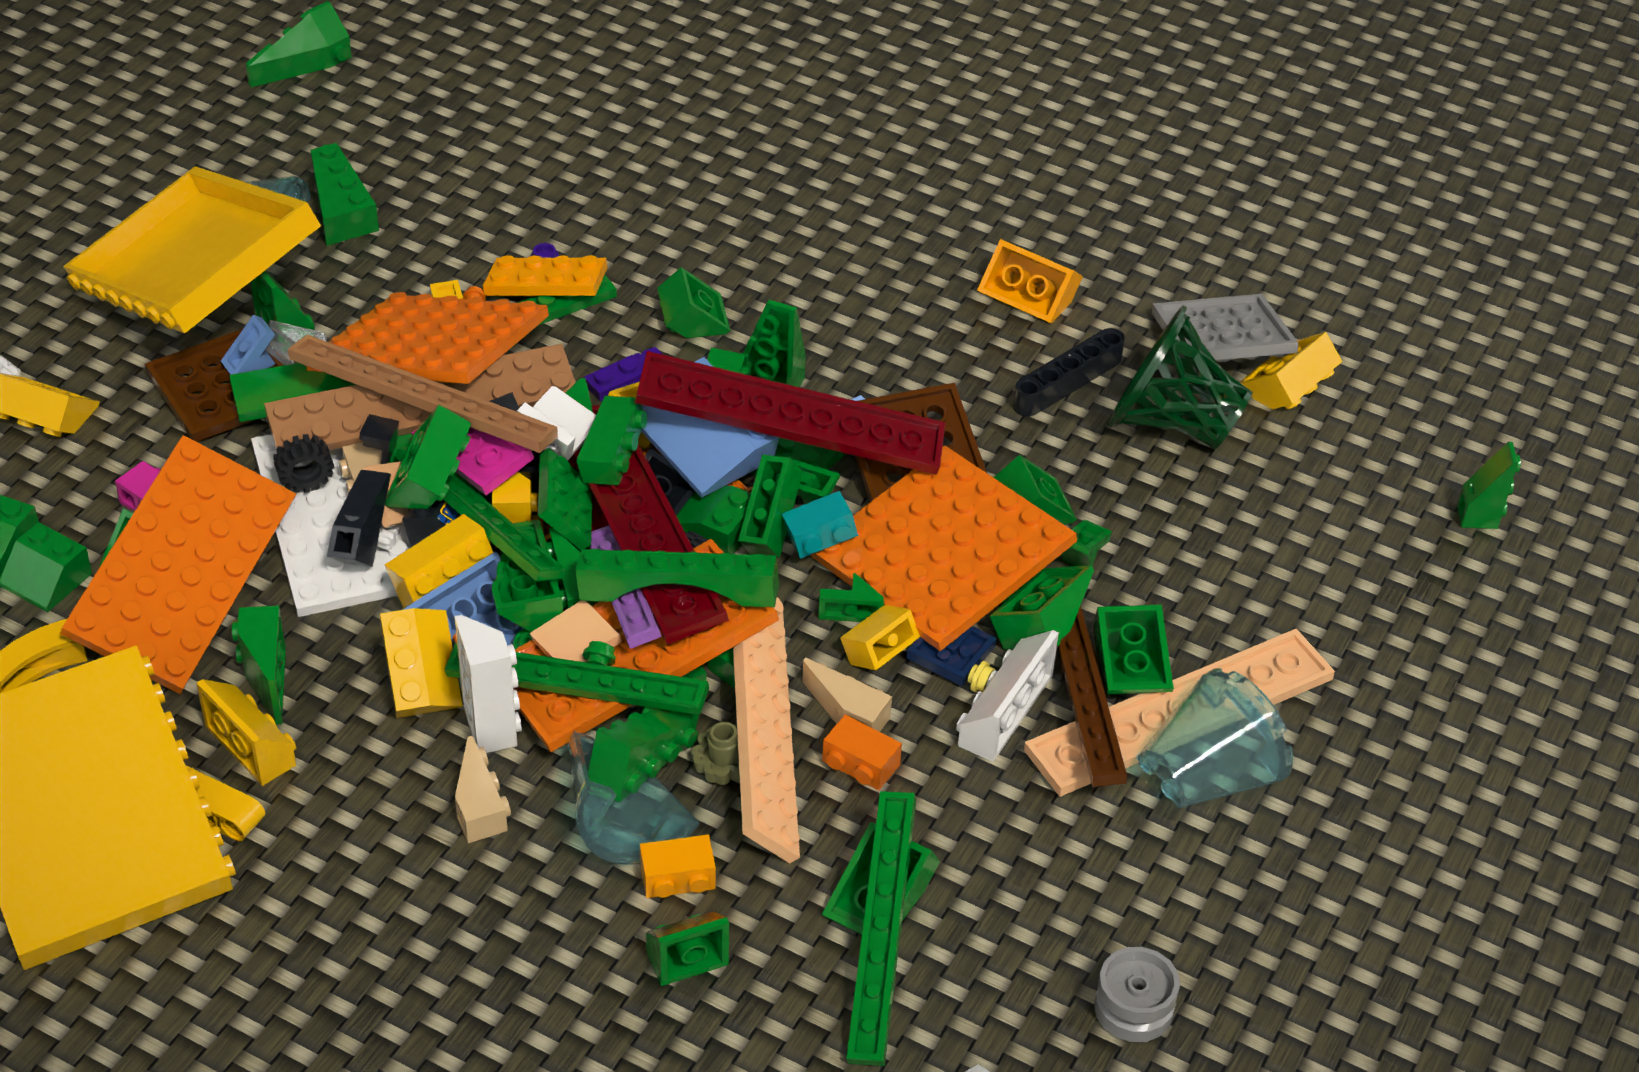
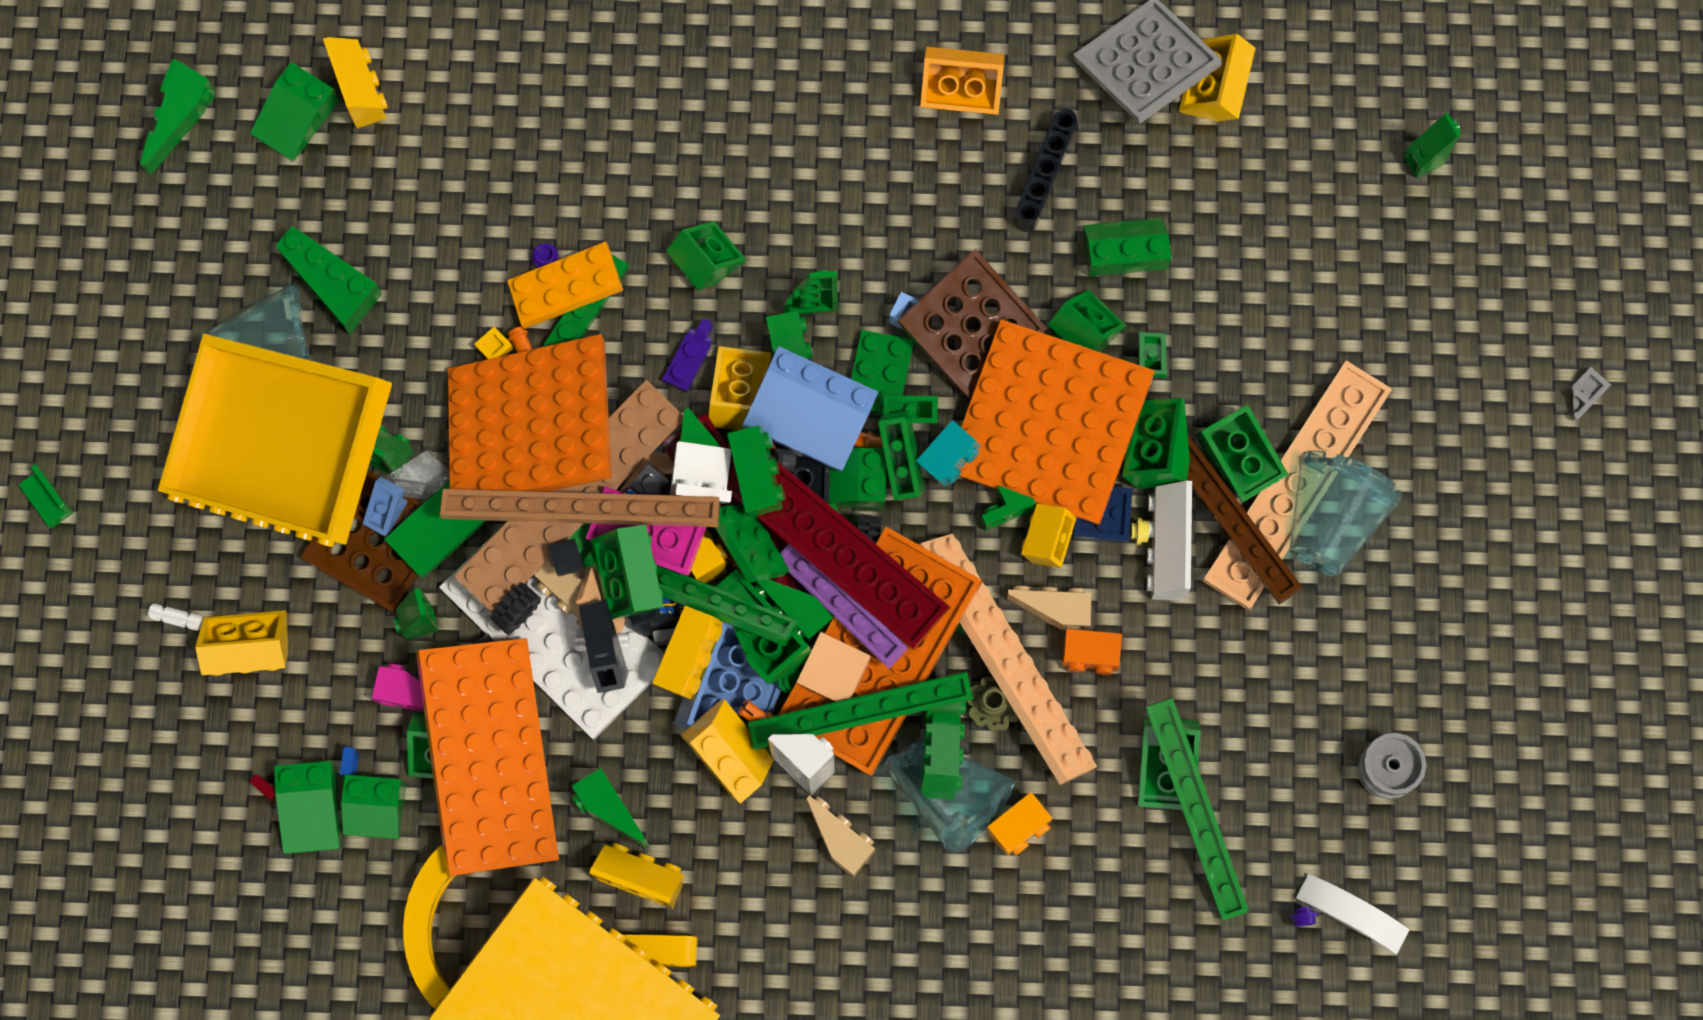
camera: 25 degrees left, 30 degrees up
(56, 520) = (349, 761): none -> blue tile
(214, 427) = (415, 616): none -> green slope
(406, 86) = (294, 111): none -> green slope
(471, 82) = (356, 80): none -> yellow slope
(599, 653) = (868, 684): green plate -> none
(688, 947) = (1066, 889): green slope -> none
(741, 577) = (928, 575): green arch -> none
(791, 412) = (878, 370): dark red plate -> none
(1113, 460) = (1127, 247): none -> green slope
(1214, 383) = (1164, 139): dark green piece -> none
(1564, 768) = (1587, 391): none -> light grey slope

